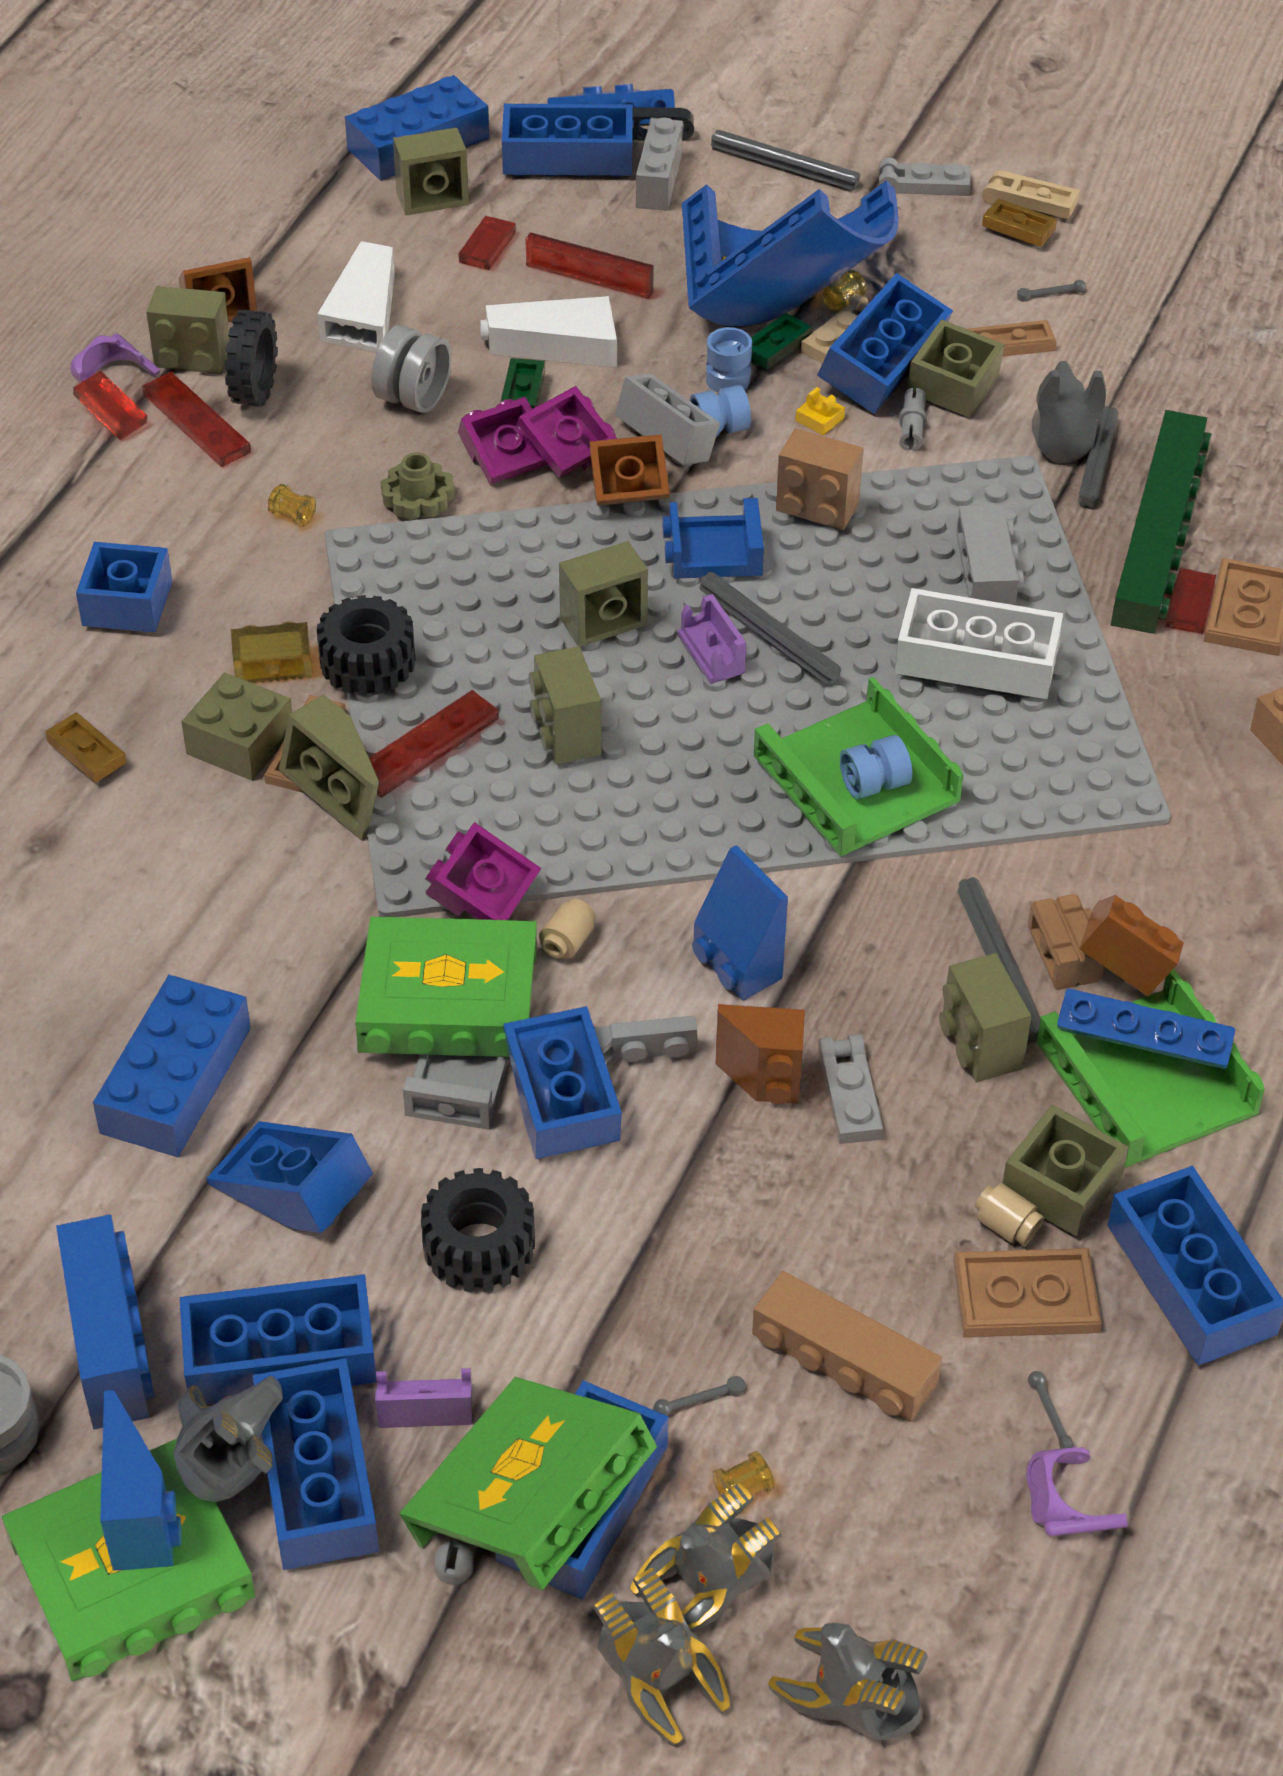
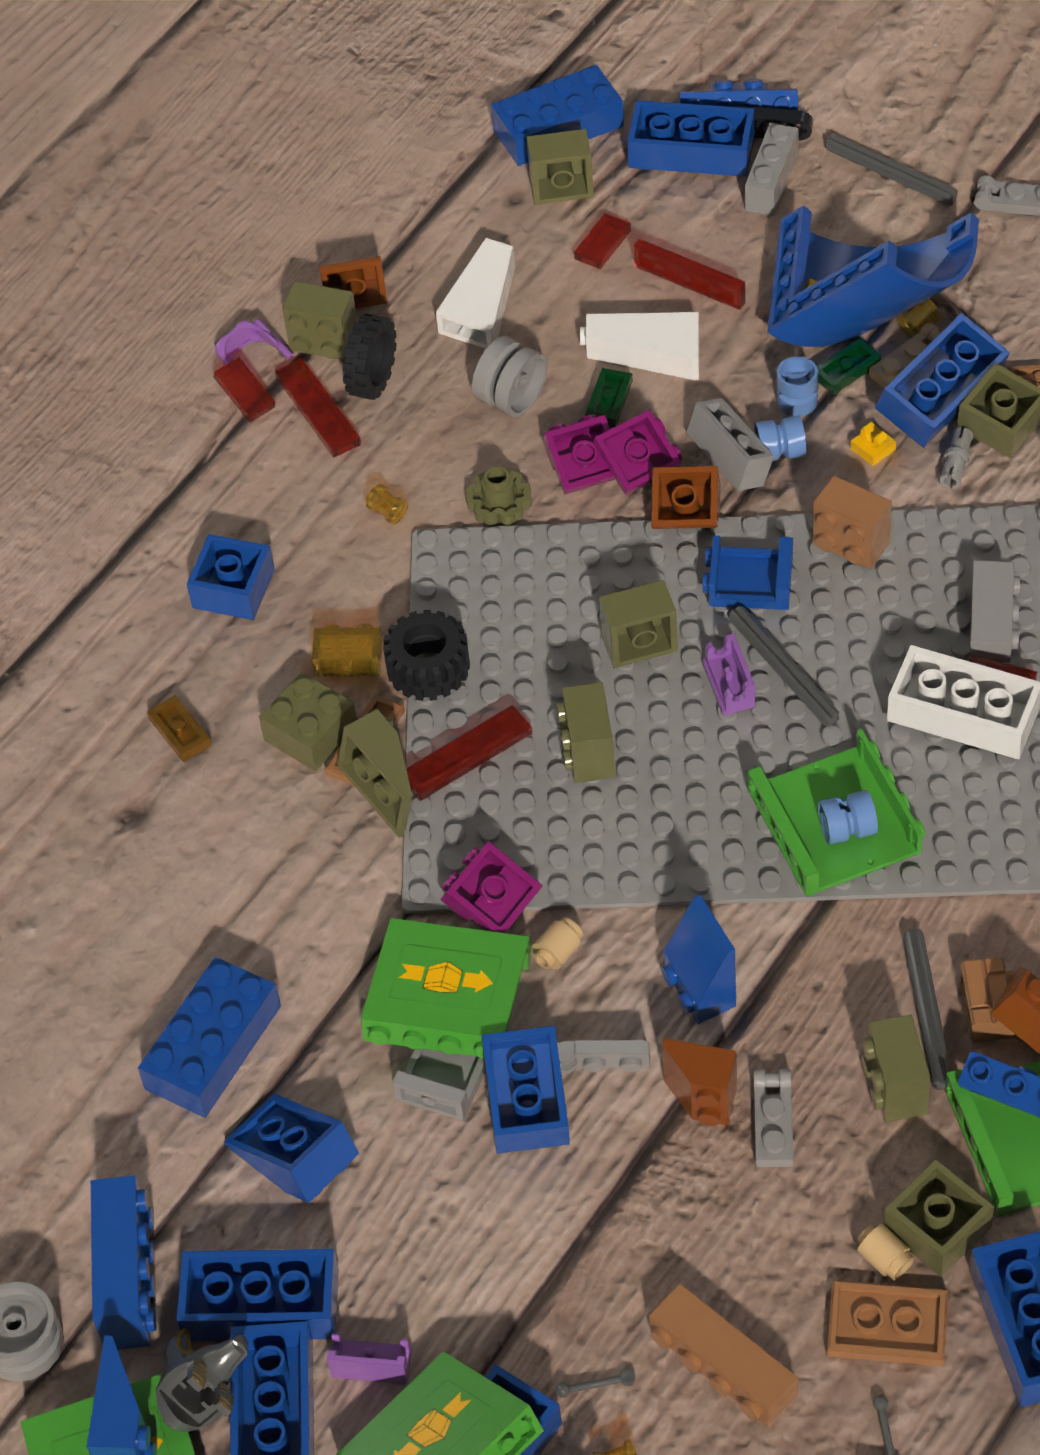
camera: 15 degrees right, 5 degrees up
(478, 1259) = (430, 1189): black tyre -> none

